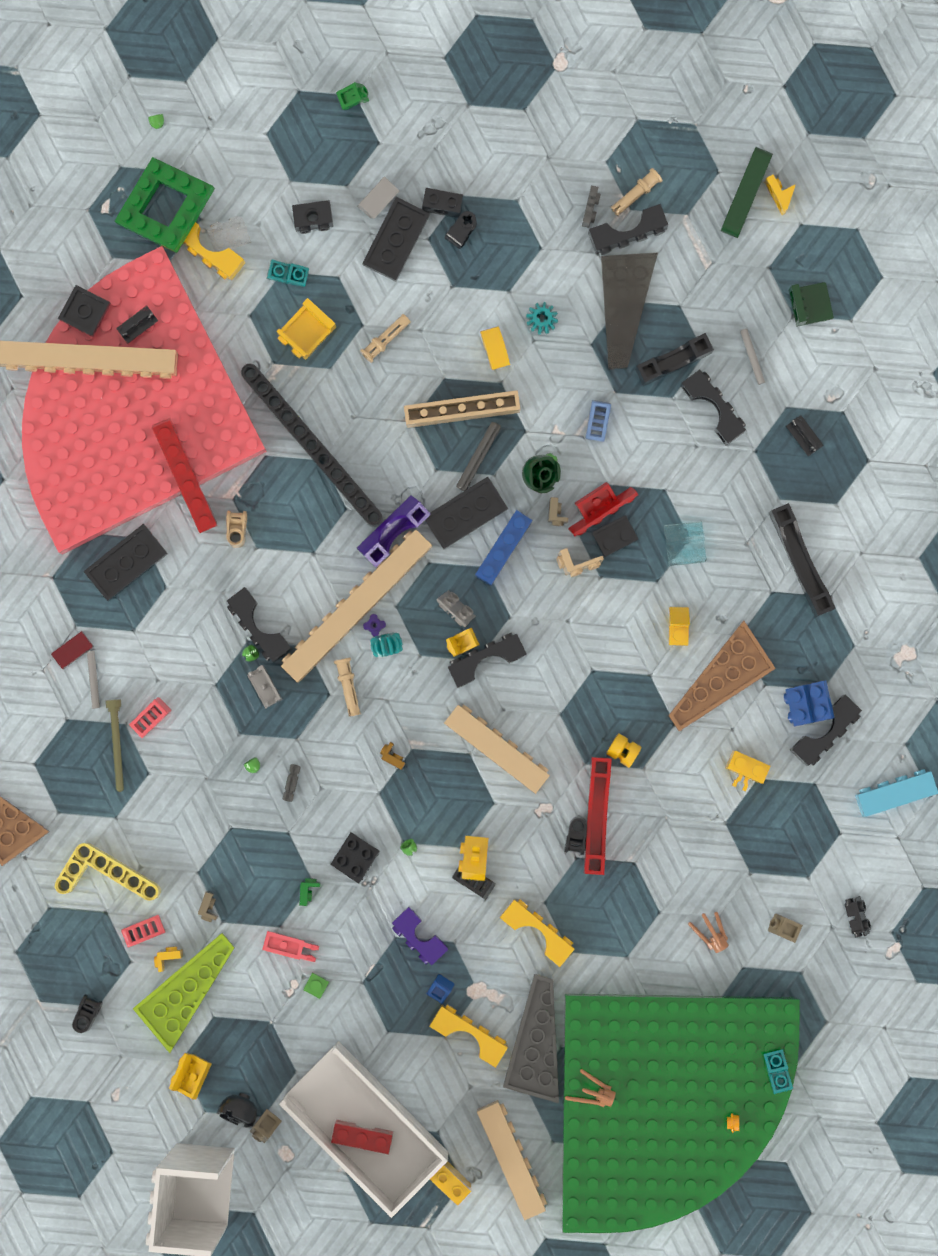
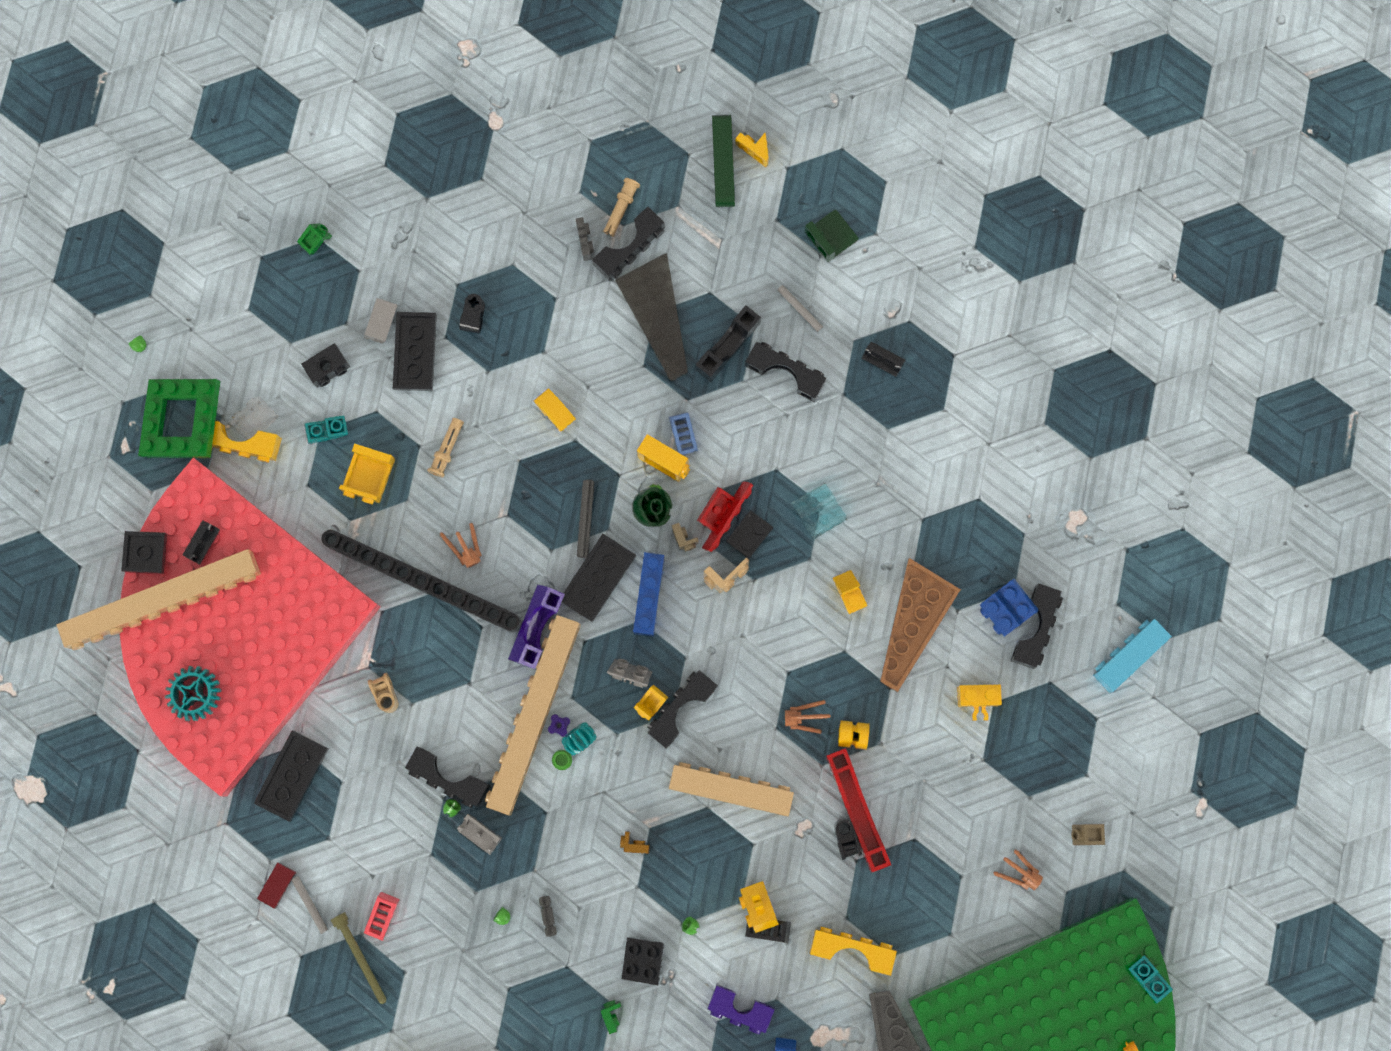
camera: 20 degrees left, 5 degrees down
(66, 458) = (197, 686): none -> teal gear
(184, 475) = (310, 665): red arch -> none
(346, 678) = (555, 789): tan pin -> none
(363, 443) = (469, 556): none -> nougat plant
(363, 656) = (562, 760): none -> bright green plate
(442, 202) = (443, 297): black brick -> none
(462, 409) = (549, 481): tan brick -> none
(536, 321) = (593, 360): teal gear -> none
(570, 435) = (663, 458): none -> yellow window
(579, 712) = (793, 718): none -> nougat plant
(795, 548) = (958, 495): black arch -> none
(860, 923) = (1148, 784): black hinge -> none

